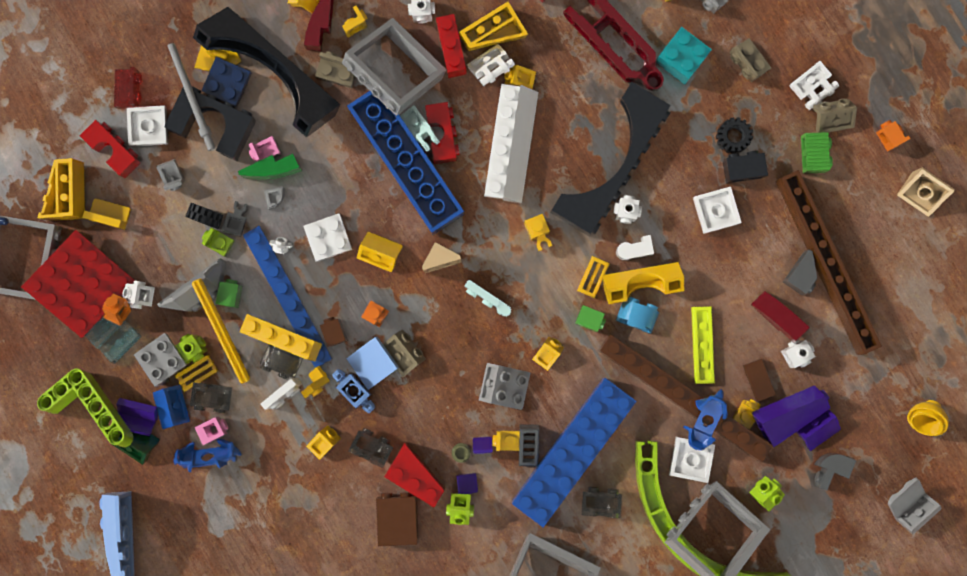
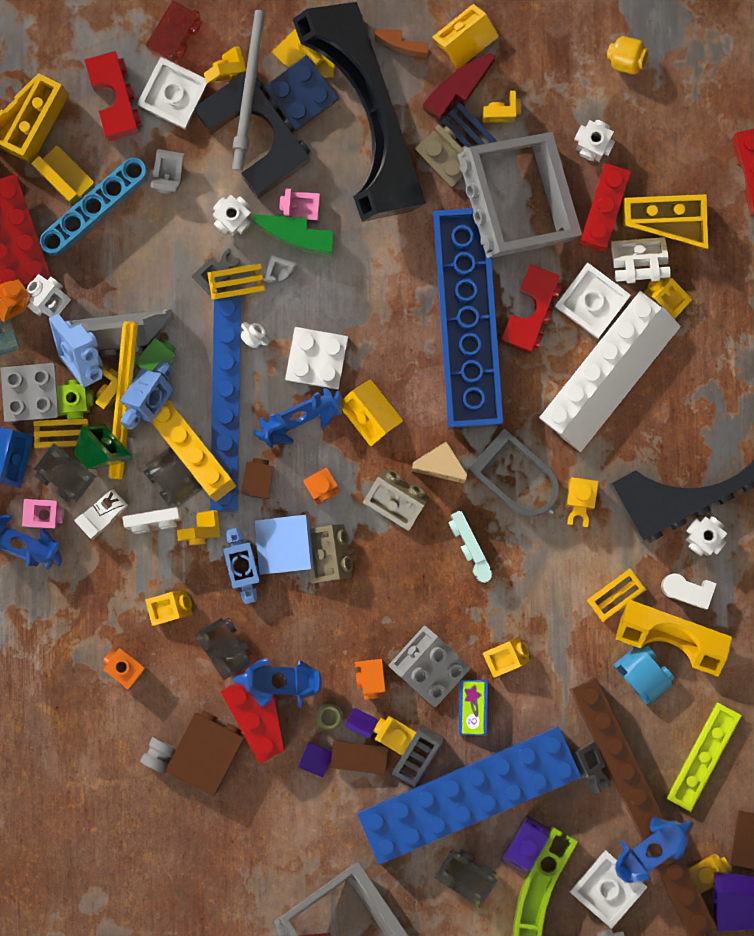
camera: 25 degrees right, 0 degrees up
(140, 232) = (98, 194): none -> dark azure beam
(170, 92) = (228, 68): none -> yellow bracket
(174, 316) = (77, 350): none -> light blue plate
(204, 215) = (181, 246): black tyre -> none
(209, 333) = (107, 393): none -> yellow bracket
(217, 241) = (178, 286): lime bracket -> none
(223, 369) = (99, 448): none -> dark green slope
(230, 184) = (234, 225): none -> white brick
(233, 319) = (146, 395): none -> medium blue piece
(249, 409) = (101, 514): none -> white leg
(262, 209) = (257, 278): none -> yellow tile
(263, 18) = (393, 40): none -> dark orange slope
(323, 493) = (132, 673): none -> orange brick
(327, 42) = (473, 121): none -> dark blue tile
(327, 290) = (318, 406): none -> blue piece
(368, 538) = (158, 755): none -> light grey wheel
(418, 127) = (506, 286): light aqua hinge -> none
(425, 295) = (396, 498): none -> bracket
(430, 441) = (300, 681): none -> blue piece
(460, 509) = (289, 784): lime brick -> none
(468, 232) = (493, 452): none -> dark grey window
(472, 414) = (370, 678): none -> orange brick
(476, 106) = (592, 300): none -> white plate
(493, 467) = (359, 757): none -> reddish brown tile
(545, 396) = (473, 707): none -> slope
(590, 319) = (583, 645): bright green brick -> none
(627, 461) = (526, 845): none -> dark purple torso
(637, 390) = (589, 764): none -> dark grey plate

